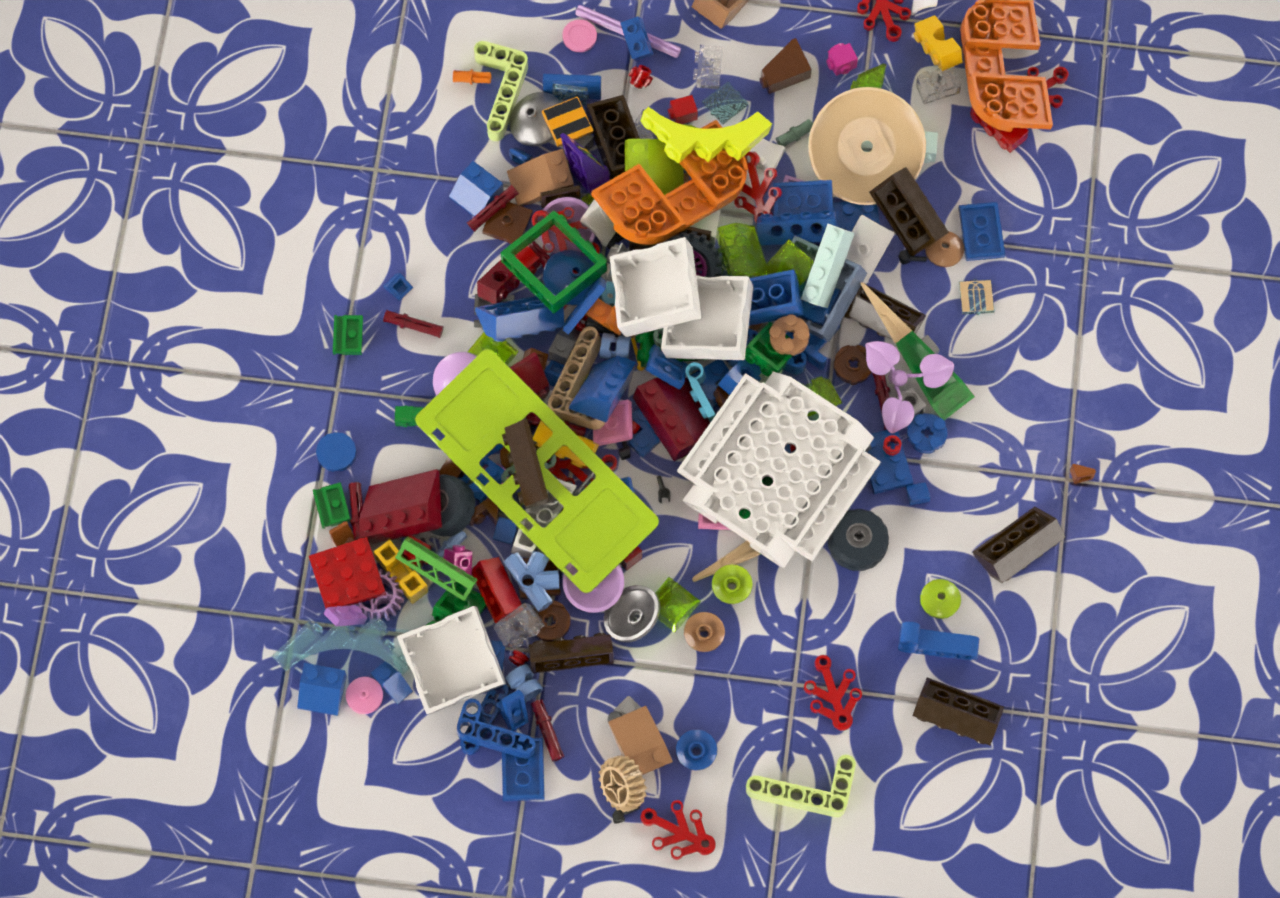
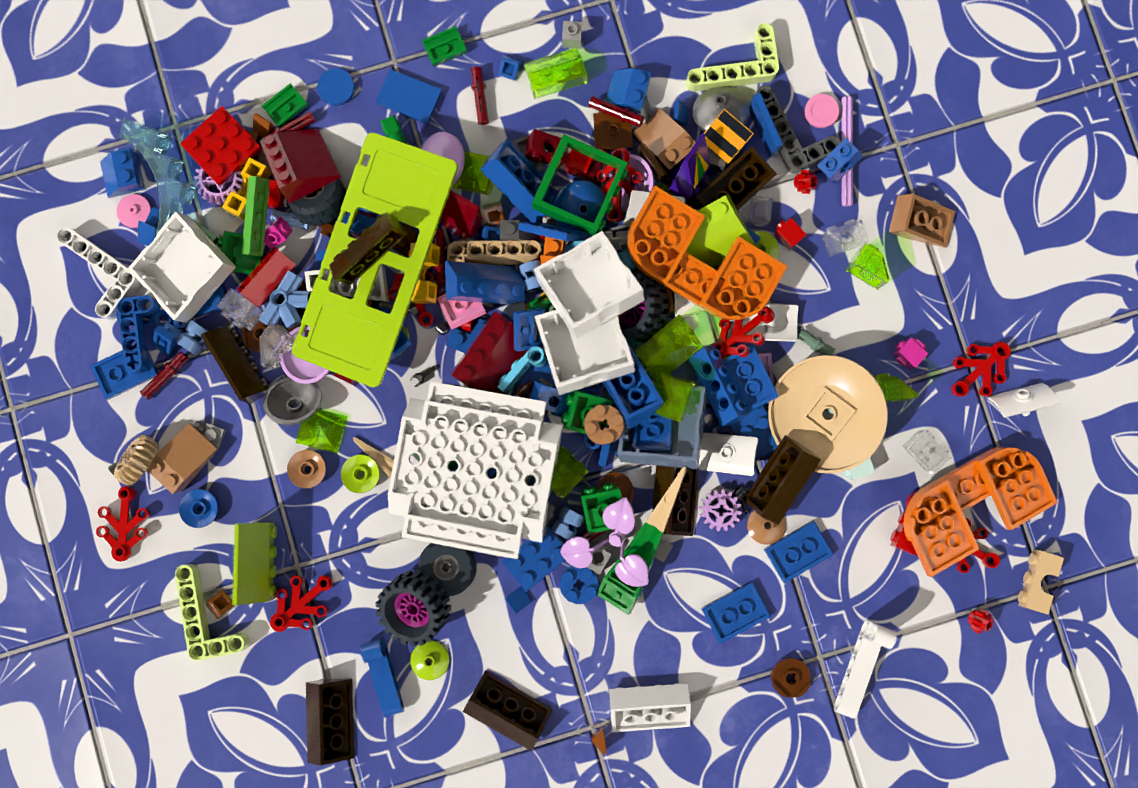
camera: 70 degrees right, 15 degrees up
(345, 615) = (178, 160): medium lavender plate -> none
(380, 389) = (408, 97): none -> blue tile
(397, 216) = (571, 34): none -> light grey brick
(410, 744) = (105, 265): none -> white beam
(425, 246) = (555, 73): none -> clear neon green slope
(471, 76) = (736, 36): orange axle -> none
(518, 658) = (216, 322): red bush -> none
(569, 604) = (274, 344): none -> clear slope
(575, 90) = (757, 128): clear light blue window -> none
(608, 72) = (788, 136): none -> dark grey beam
(707, 143) = (756, 269): neon yellow arch -> none
(725, 103) = (817, 268): clear light blue piece -> none
(746, 56) = (869, 266): none -> clear neon green slope
(774, 712) = (254, 562): none -> lime slope
(785, 68) = (876, 306): reddish brown slope -> none
(800, 772) = (219, 604): none -> dark orange slope
(827, 266) = (682, 430): light aqua brick -> none
(860, 379) = (595, 503): none -> green plate
(864, 413) = (567, 523): none -> medium blue wheel
(896, 440) = (546, 565): red bush -> none
(905, 585) = (413, 608): none -> black wheel
(917, 286) = (720, 501): none -> lavender gear
(932, 38) = (958, 444): yellow arch -> none
(976, 297) = (731, 573): piece -> none
(1014, 308) = (735, 612): none -> blue tile
(1070, 417) = (650, 707): none -> white slope
(1091, 296) = (779, 677): none -> reddish brown plate
(1106, 220) = (861, 666): none -> white beam
(1107, 55) = (1032, 595): none -> tan arch
(1111, 106) = (980, 620): none -> red gear

